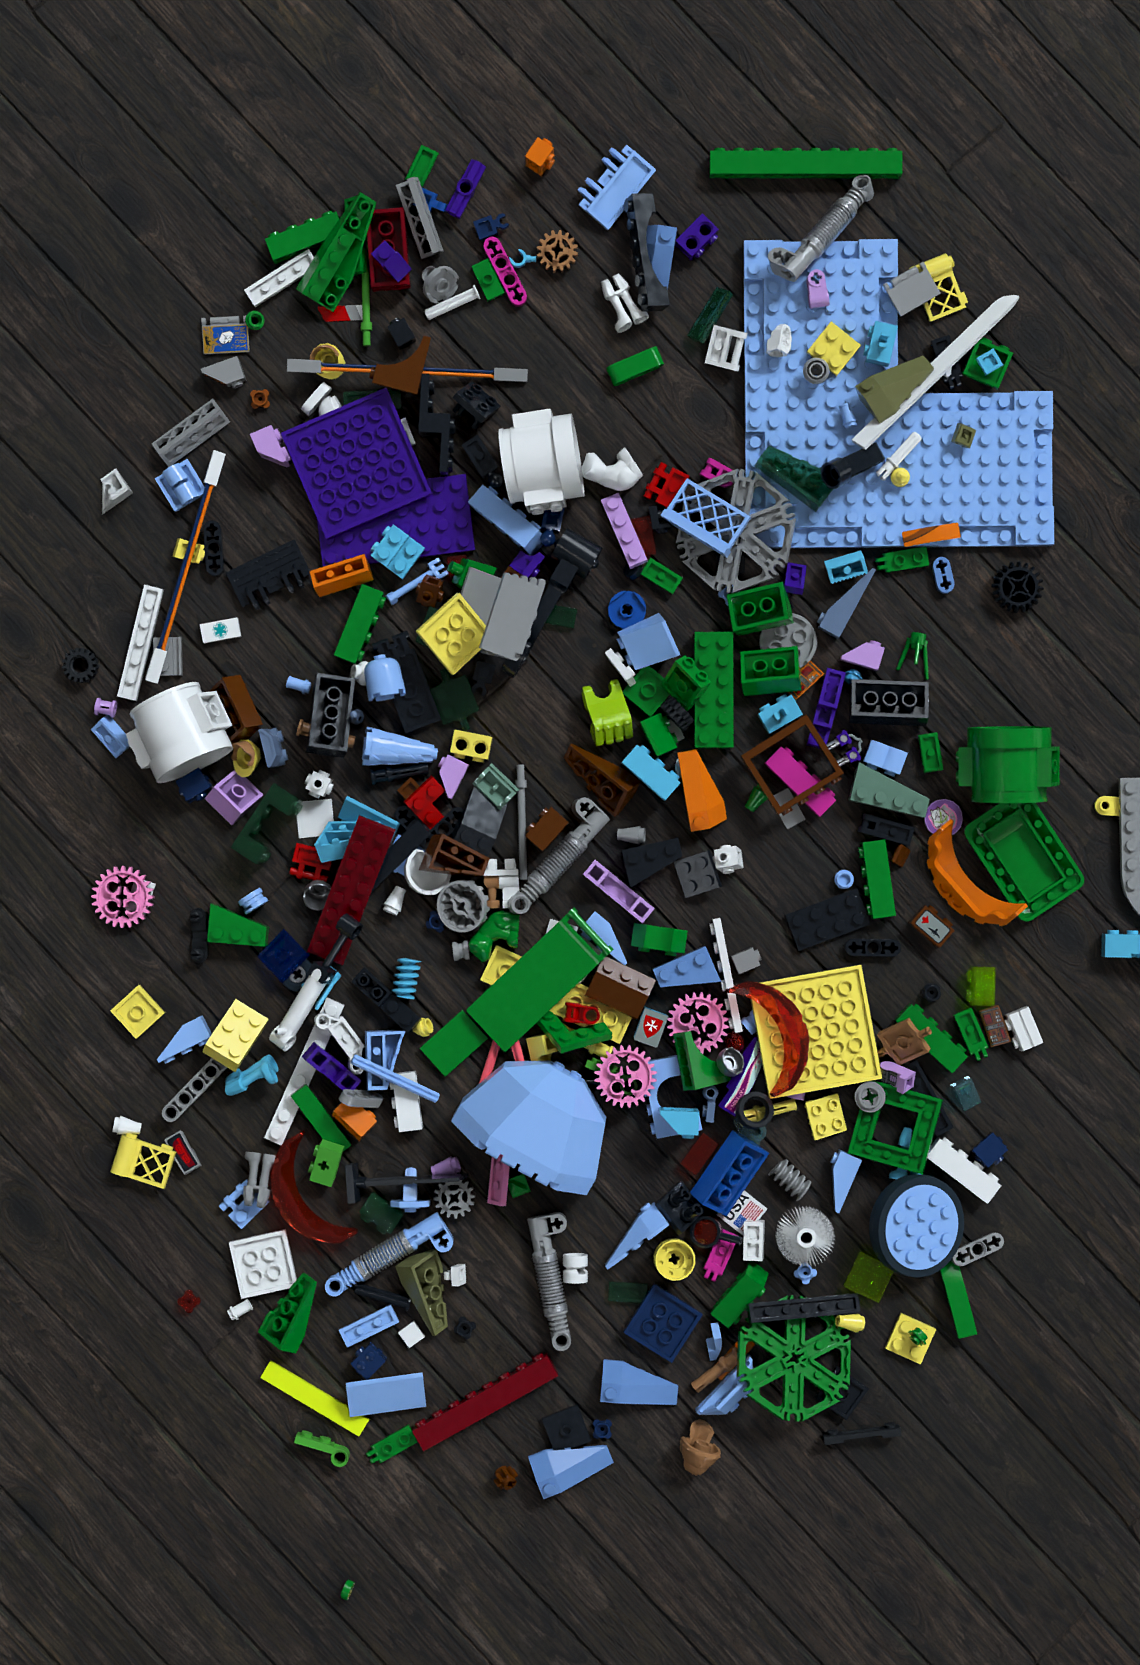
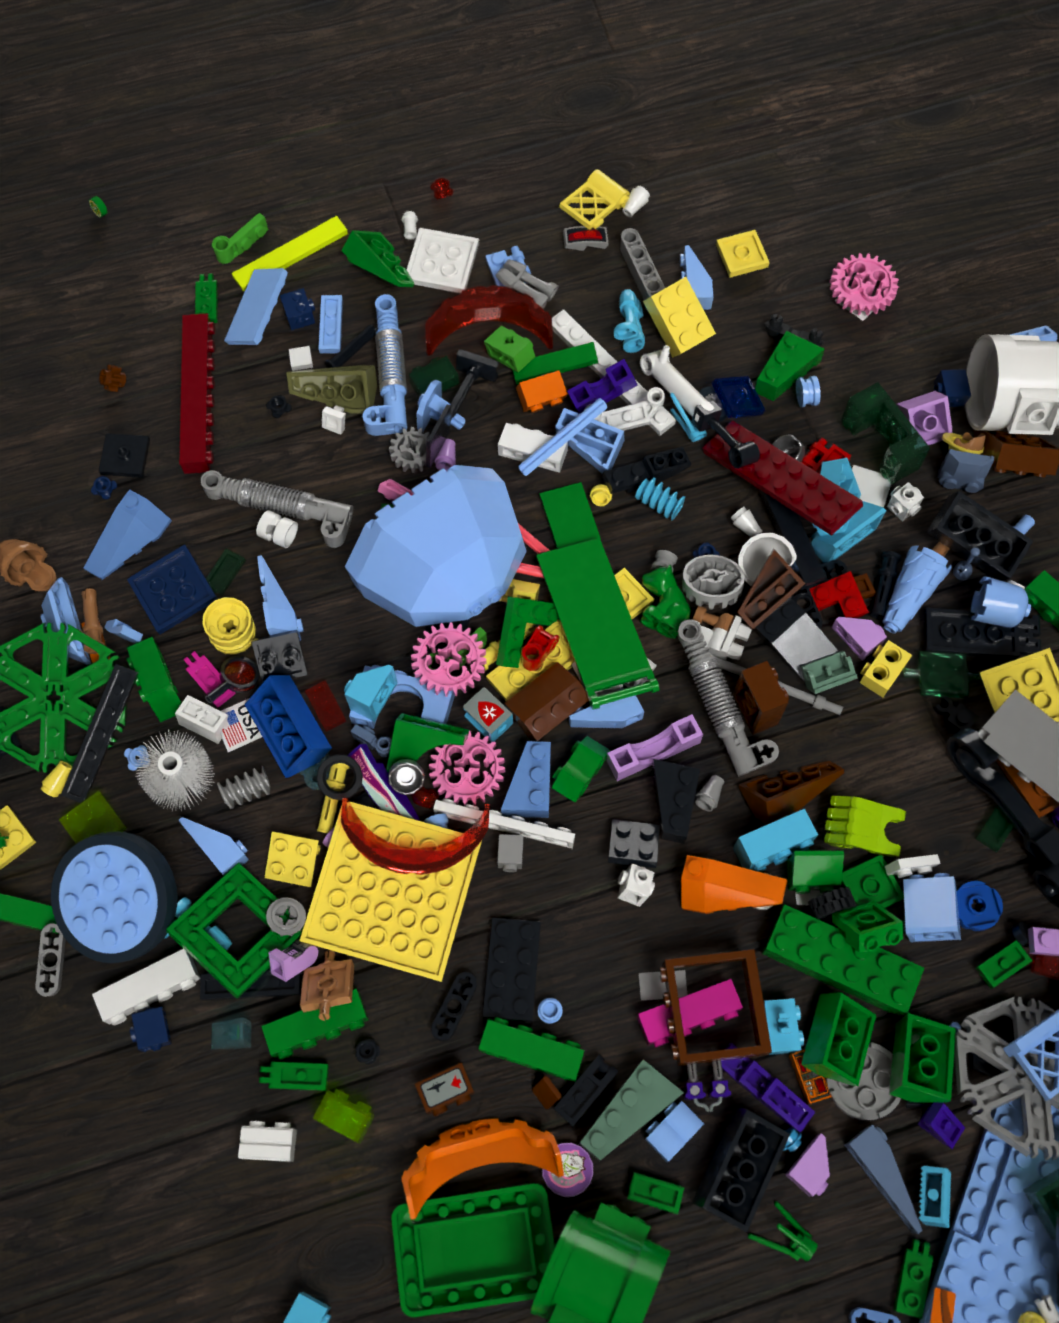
camera: 115 degrees right, 20 degrees down
(361, 1098) = (562, 388): light grey beam -> none
(564, 1468) = (86, 430): medium blue wedge -> none
(756, 799) = (690, 948): green cone -> none
(994, 1025) = (289, 1109): slope -> none

